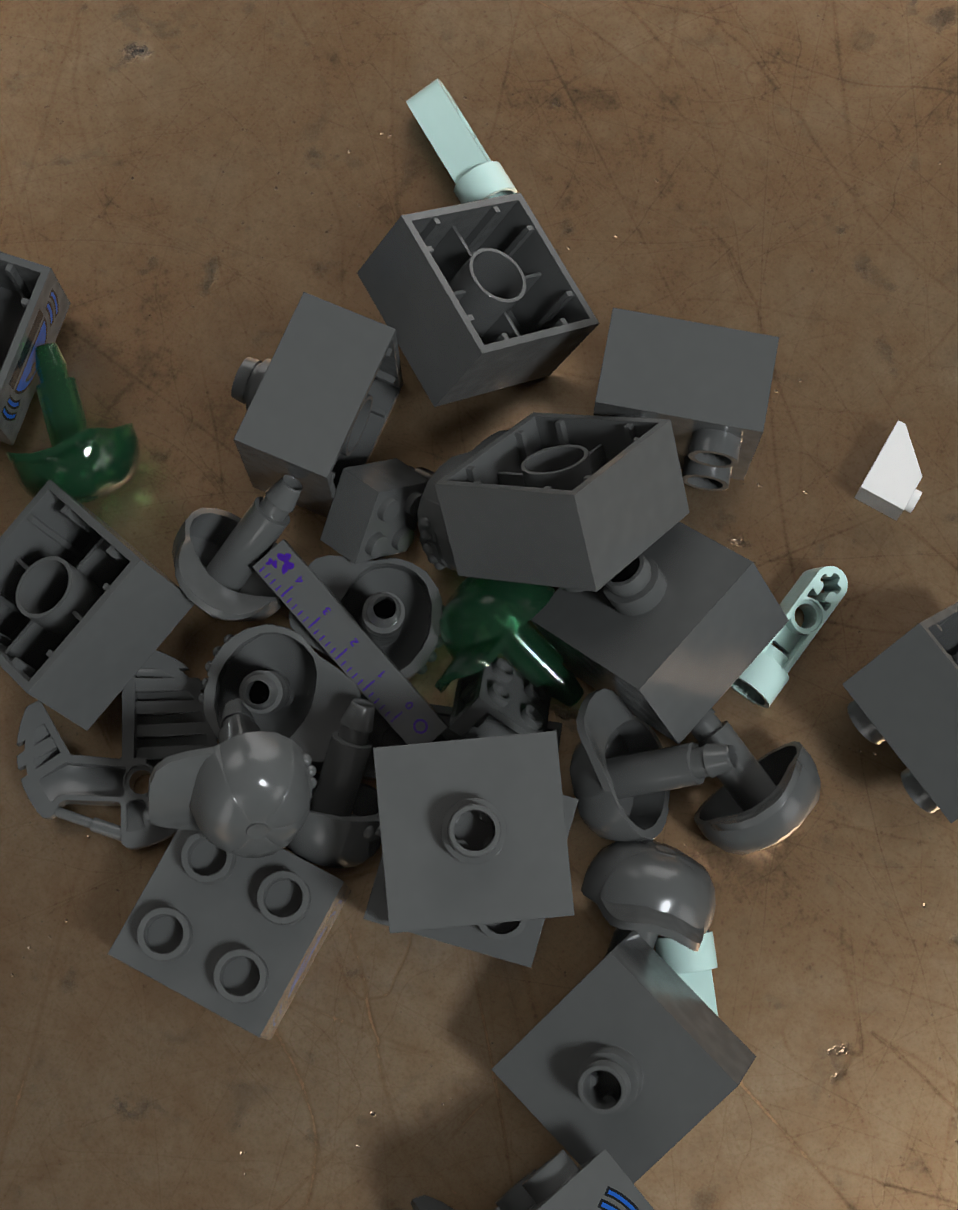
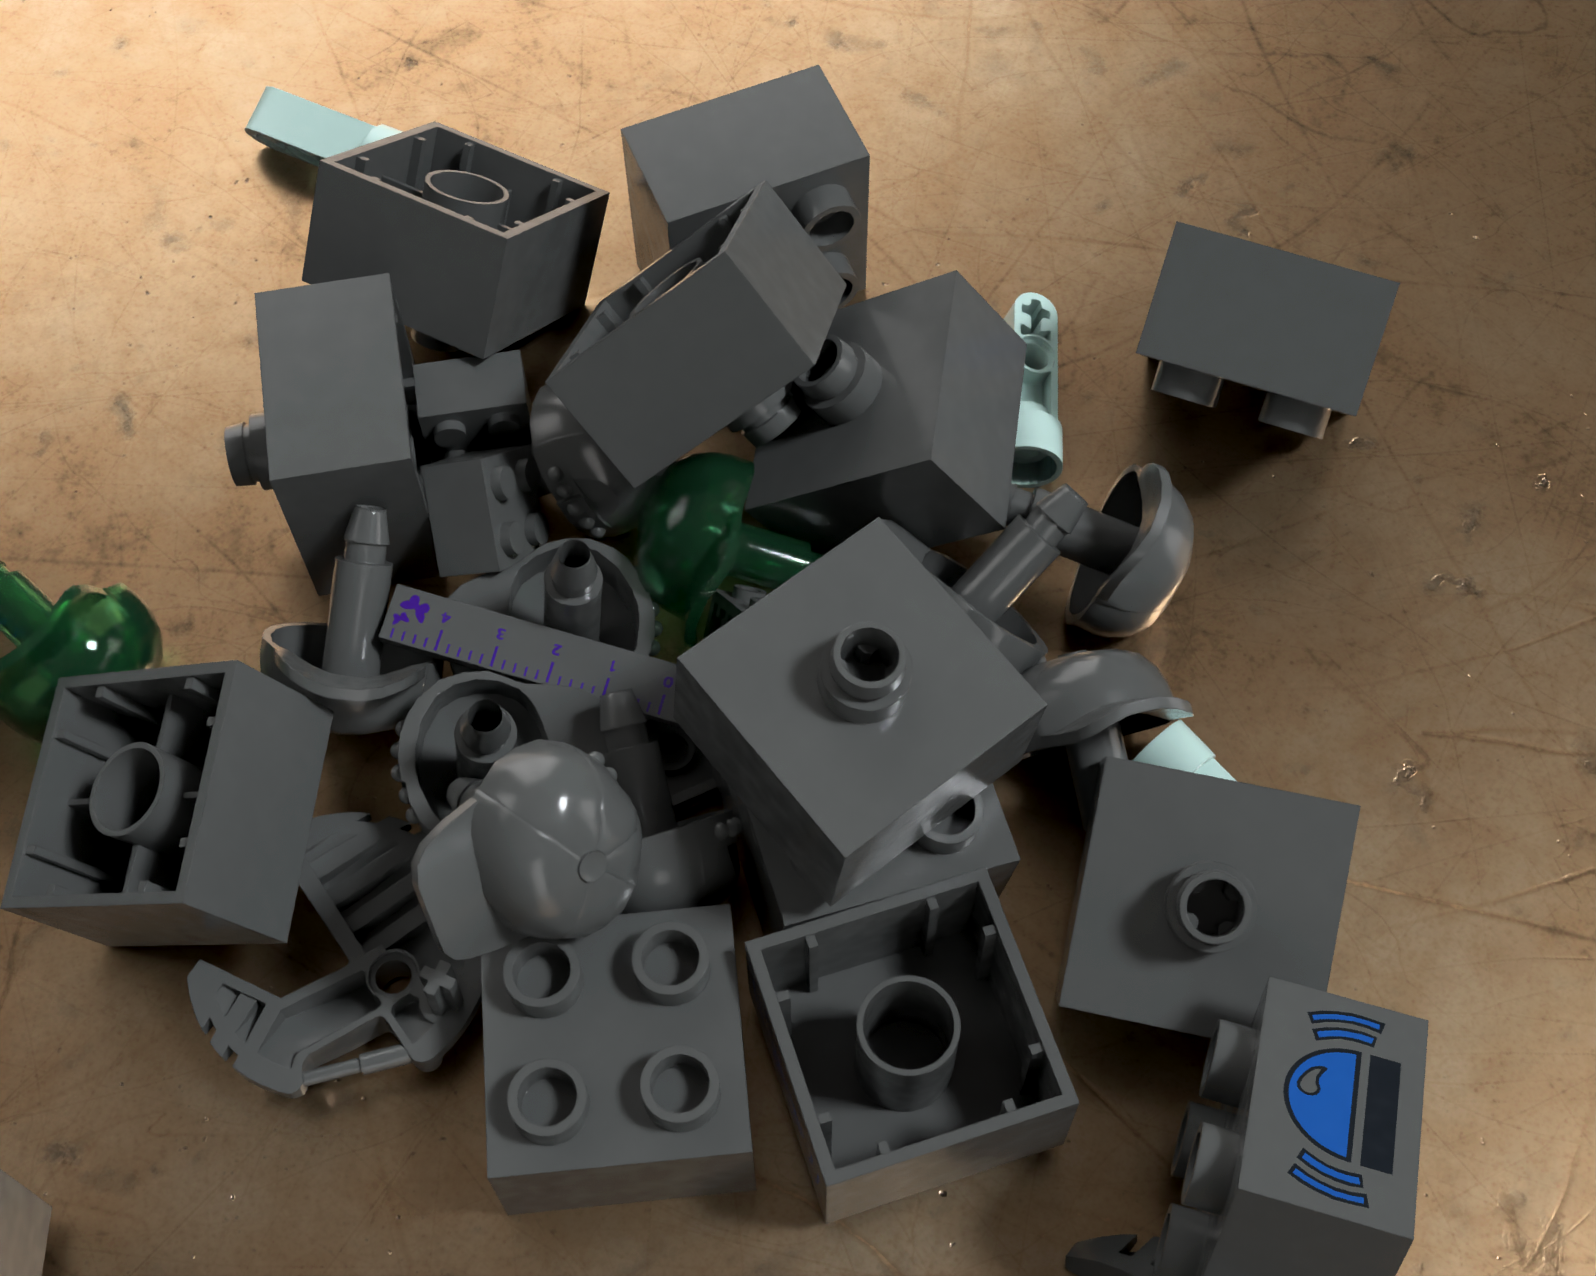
camera: 35 degrees left, 15 degrees down
(391, 1028) = (909, 1043): none -> dark grey brick
(416, 430) = (473, 404): none -> dark grey brick
(893, 476) = (1017, 193): white slope -> none

